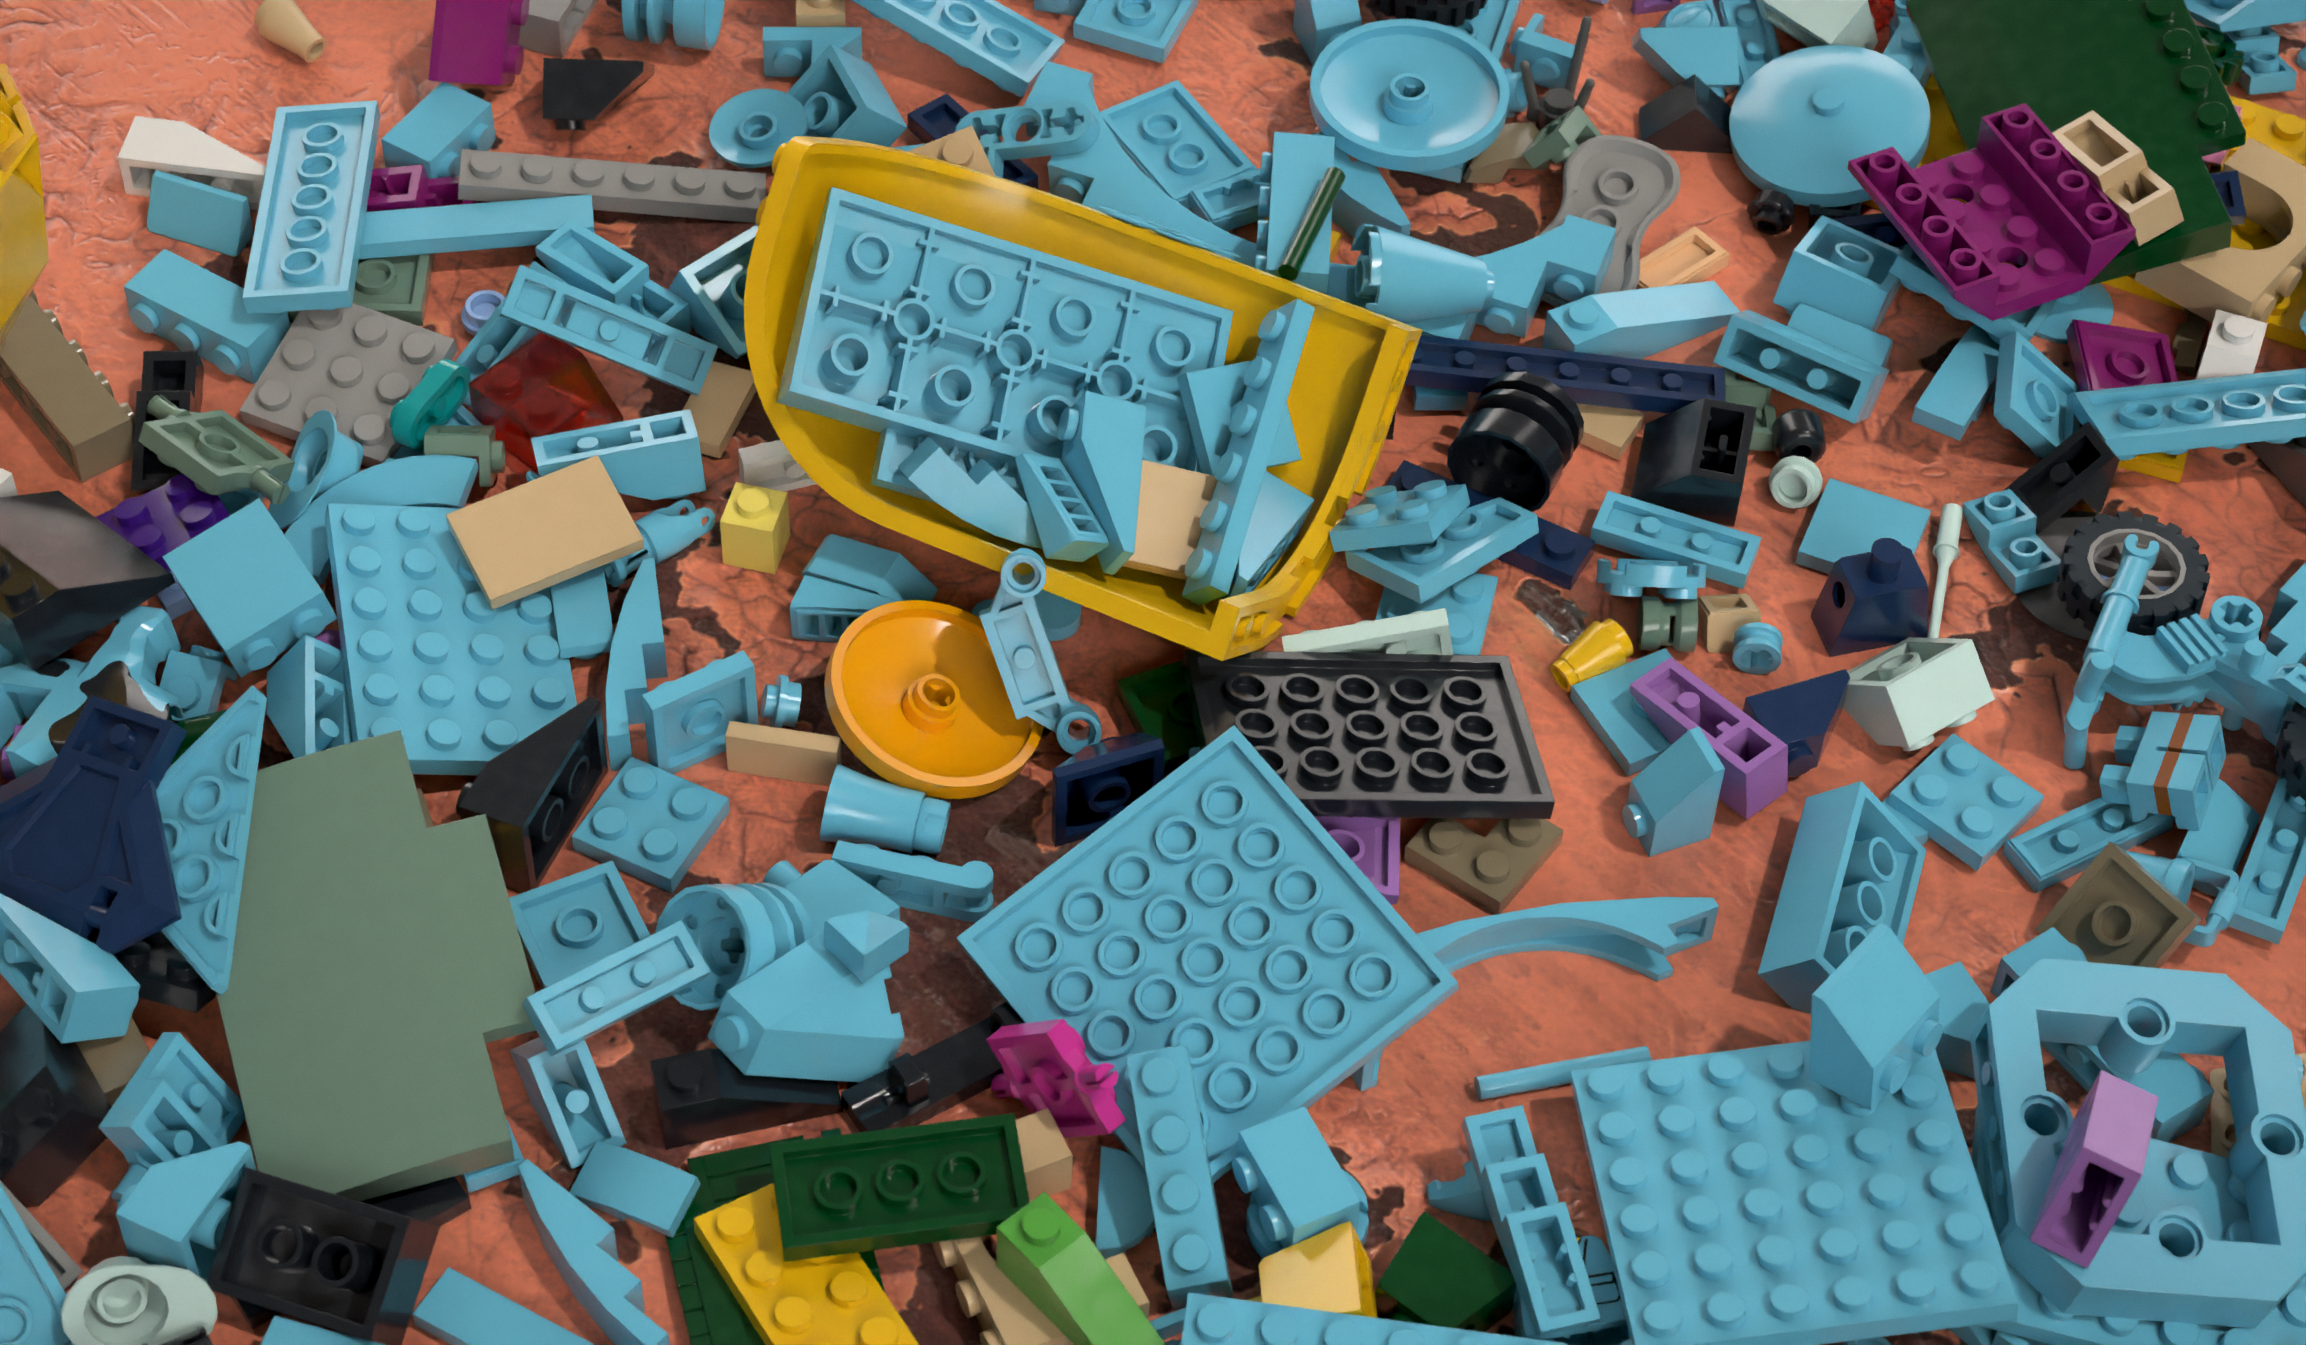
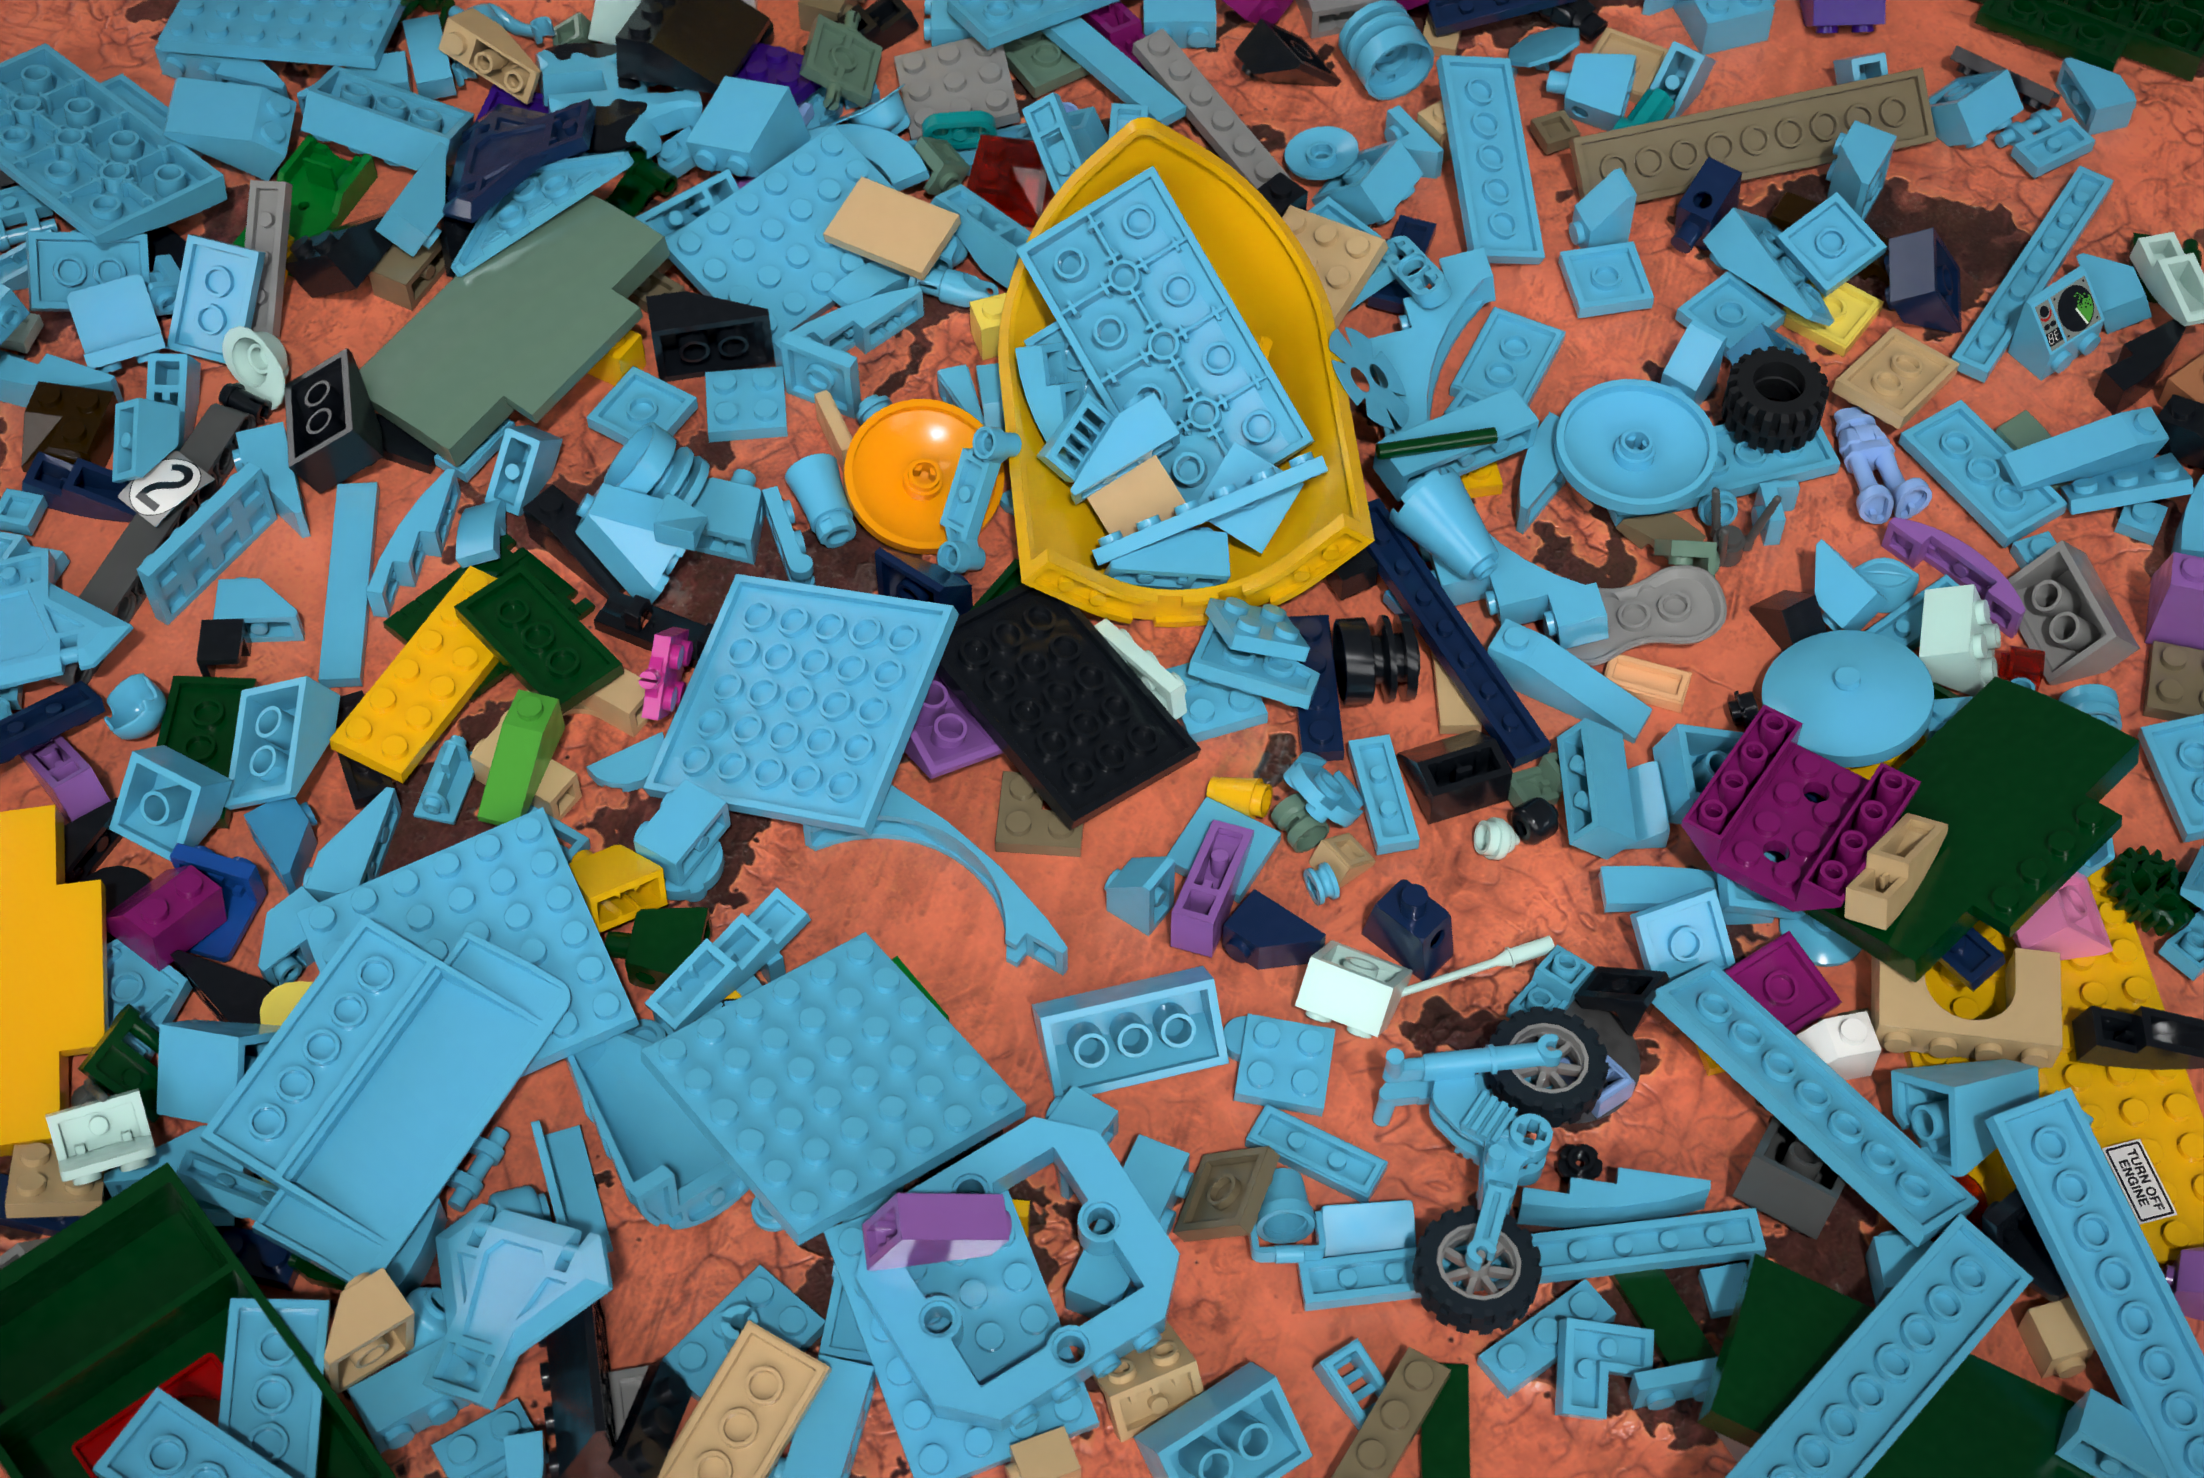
camera: 60 degrees right, 5 degrees up
(170, 1110) = (371, 308): medium azure plate -> none
(183, 1208) = (311, 338): medium azure slope -> none
(615, 988) = (574, 435): medium azure plate -> none
(1179, 1174) = (644, 770): medium azure brick -> none
(1552, 1073) = (890, 941): medium azure bar -> none
(1852, 520) = (1484, 901): medium azure tile -> none
(1872, 1021) = (971, 1052): medium azure slope -> none
(2171, 768) = (1387, 1165): medium azure hips -> none

